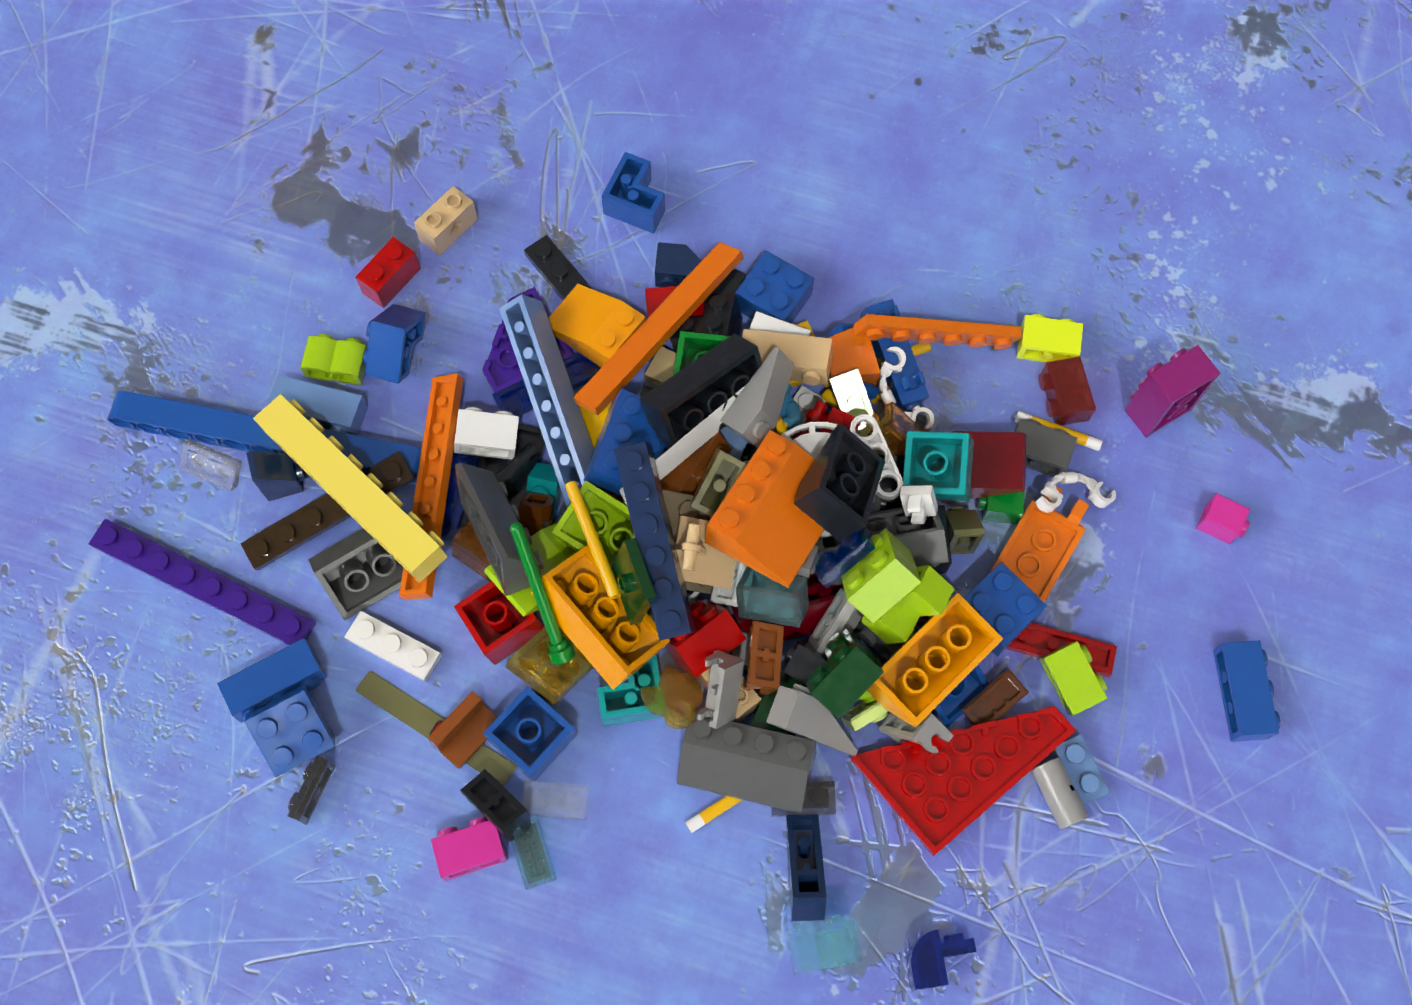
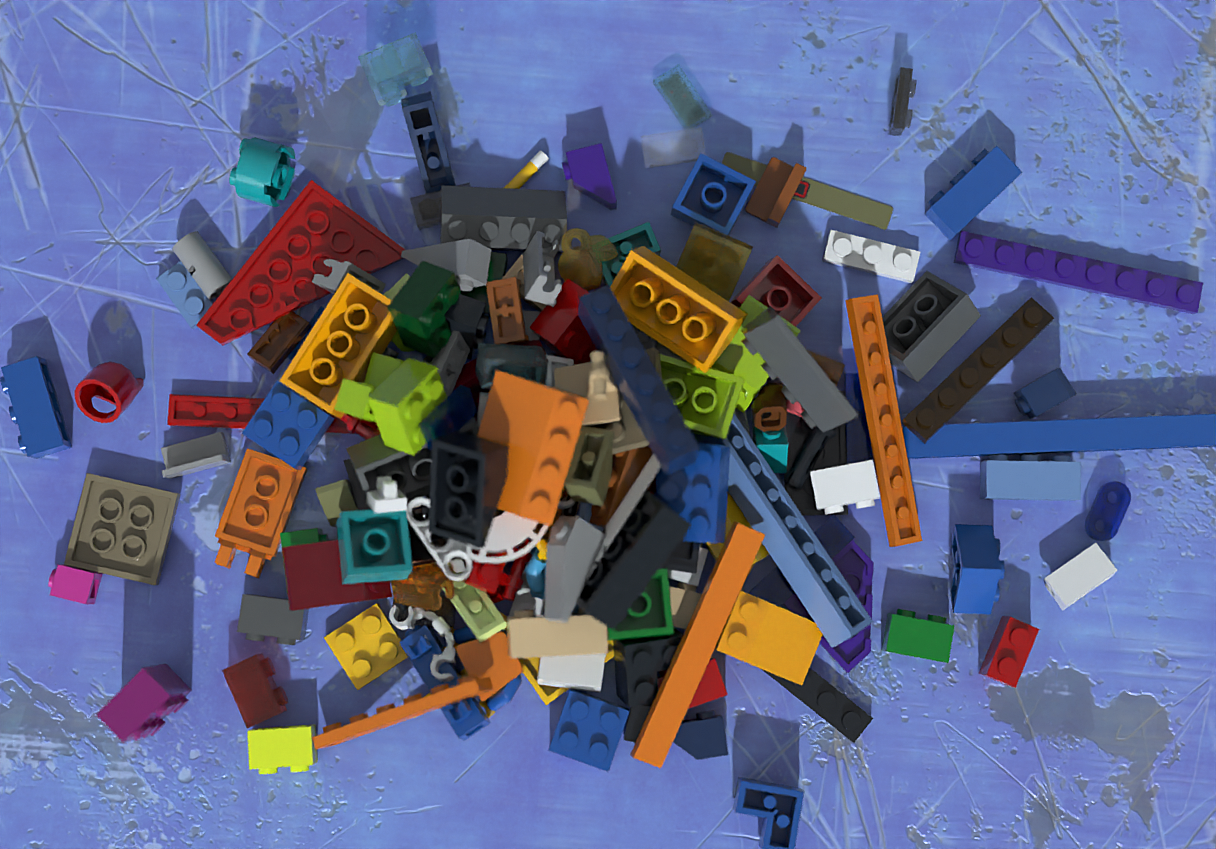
camera: 165 degrees right, 15 degrees up
(210, 464) = (1115, 392): clear plate -> none
(255, 366) = (1110, 513): none -> clear blue plate
(290, 730) = (937, 145): brick -> none
(302, 316) = (1079, 576): none -> white hinge
(334, 360) = (1031, 537): lime brick -> none
(353, 490) = (962, 385): light yellow brick -> none
(446, 220) = (967, 729): tan brick -> none
(463, 302) = (918, 637): none -> green brick
(468, 849) = (739, 84): dark pink brick -> none
(497, 804) = (725, 123): black hinge -> none
(559, 649) = (707, 274): green piece -> none
(593, 540) = (700, 376): yellow bar -> none
(633, 581) = (648, 335): dark green plate -> none
(646, 792) = (590, 174): none -> dark purple slope
(927, 956) = (301, 93): clear blue brick -> none
(960, 405) = (366, 646): none -> yellow plate
(983, 872) = (263, 171): none -> teal brick
(1068, 478) = (241, 587): white piece -> none
(1074, 678) = (206, 376): lime brick -> none
(1082, 439) = (258, 646): bar -> none
(1093, 609) = (195, 455): none -> light grey panel
(1167, 692) = (110, 383): none -> red piece
(1173, 559) = (122, 529): none -> dark tan plate

